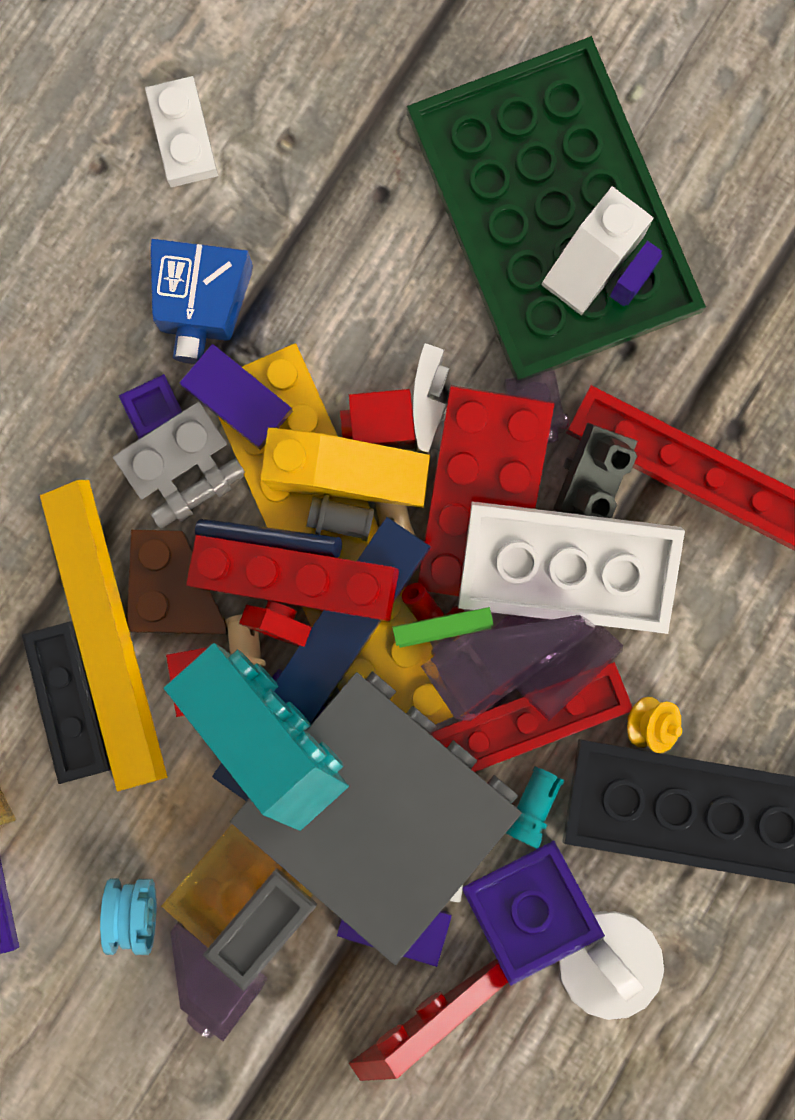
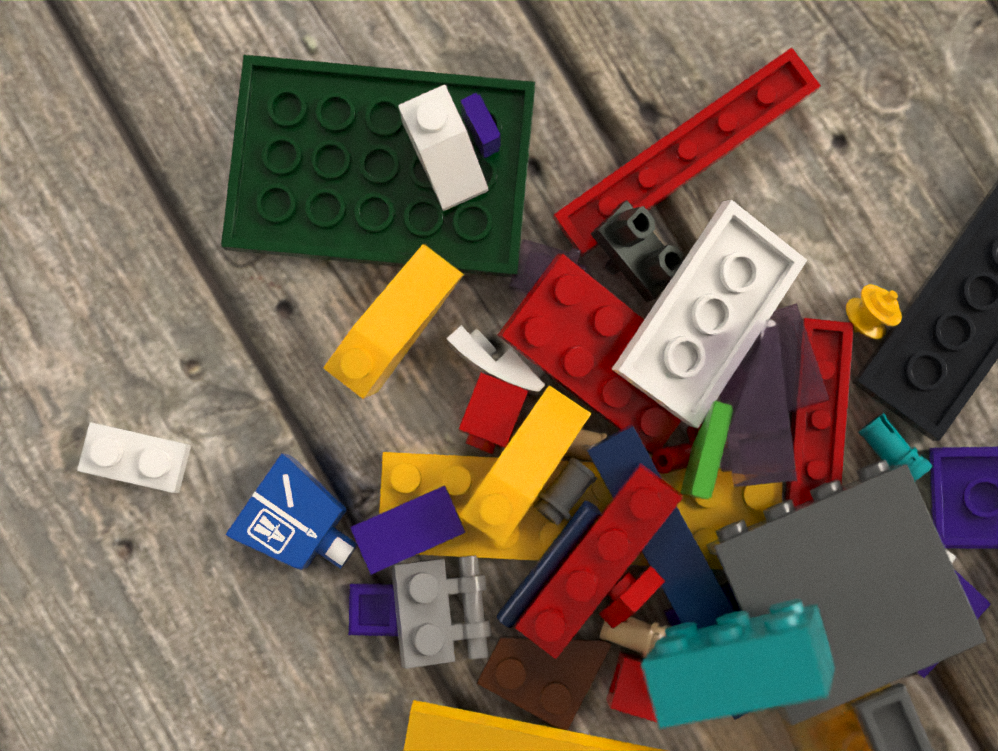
camera: 65 degrees left, 0 degrees up
(414, 290) = (393, 323): none -> yellow slope

